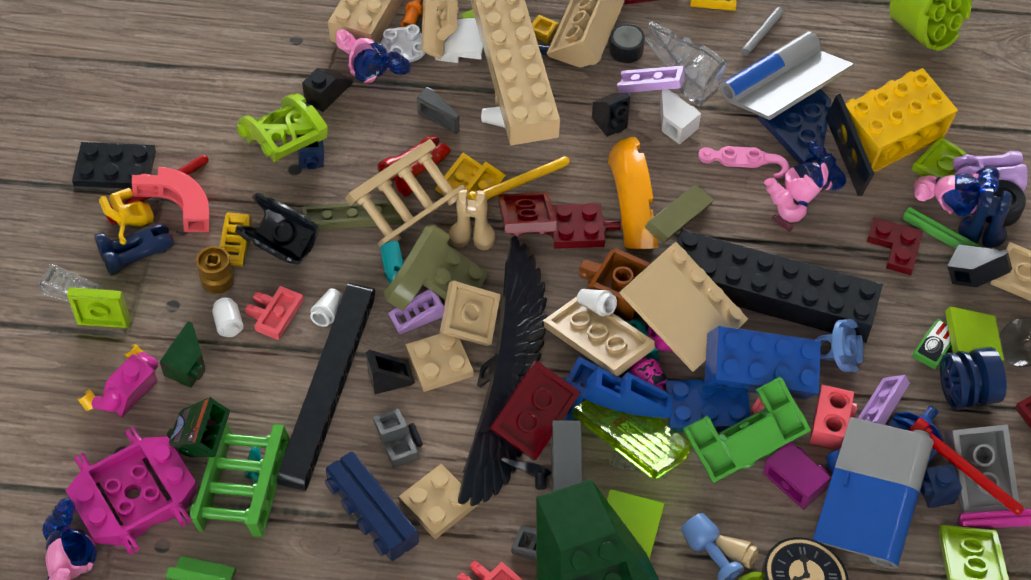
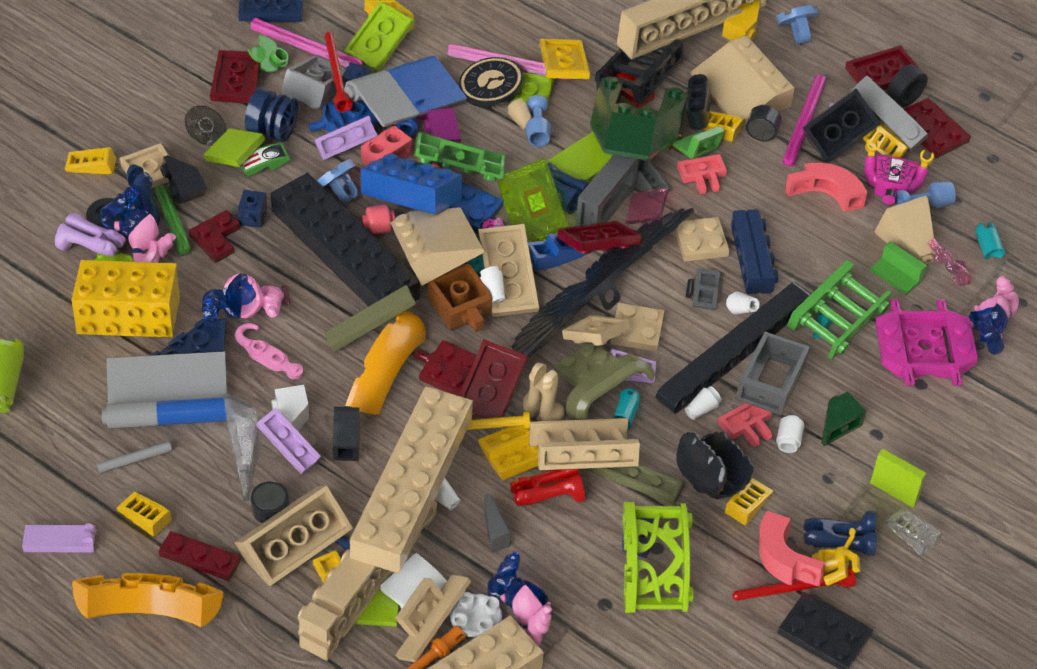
camera: 150 degrees left, 5 degrees down
(125, 385) = (898, 410): dark pink torso -> none
(199, 428) = (860, 344): dark green torso -> none
(215, 269) = (782, 470): pearl gold wheel -> none
(251, 326) = (768, 349): none -> dark grey piece
(324, 87) = (581, 603): black slope -> none
(345, 427) = (741, 303): none -> white cone
(388, 372) = (685, 330): black slope -> none
(516, 500) = (646, 206): none -> clear pink piece
(533, 469) = (620, 216): black bar -> none
(628, 394) = (515, 212): blue slope -> none
(641, 486) = (568, 187): none -> dark blue piece
(767, 322) = (378, 219): none -> coral head
(863, 172) = (174, 319): black piece -> none
(893, 277) = (252, 213): none -> dark blue brick

